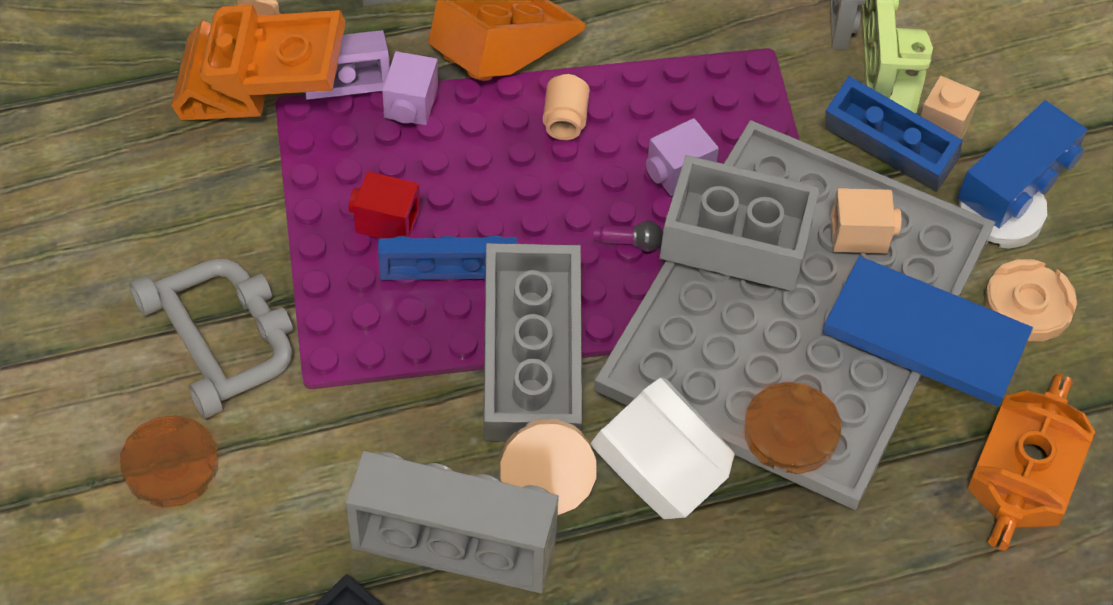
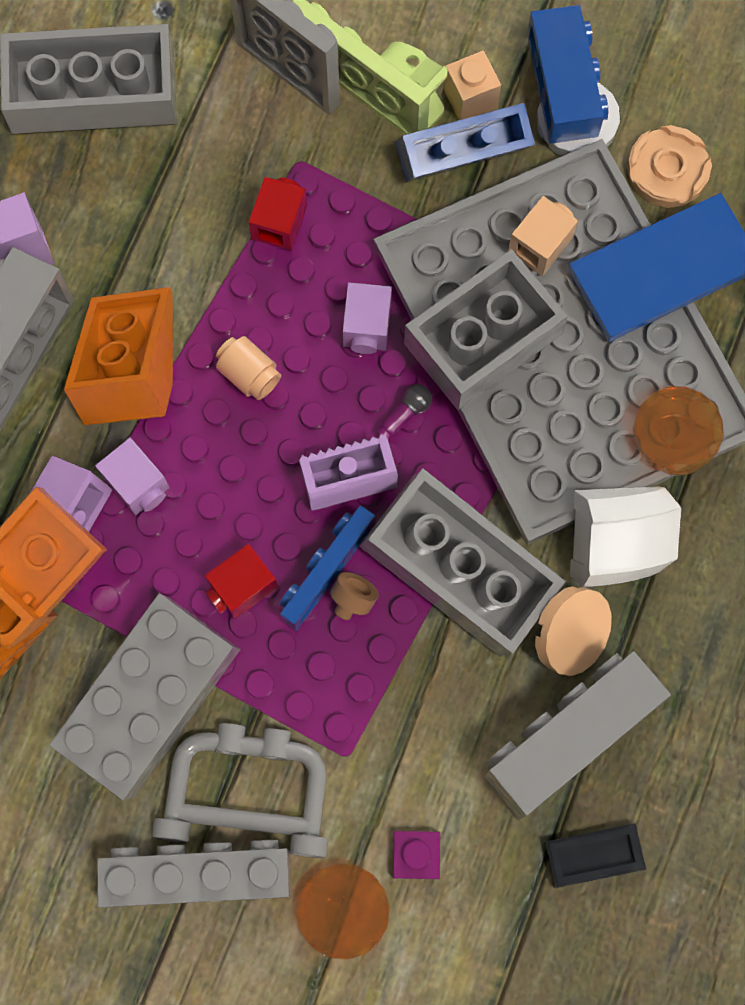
camera: 50 degrees left, 20 degrees up
(119, 332) = (194, 877): none -> light grey brick
(239, 204) = (144, 697): none -> light grey brick
(259, 485) = (416, 855): none -> magenta plate
(440, 289) = (353, 595): none -> medium nougat tile
(535, 212) = (348, 472): none -> lavender brick
(710, 49) = (278, 212): none -> red brick

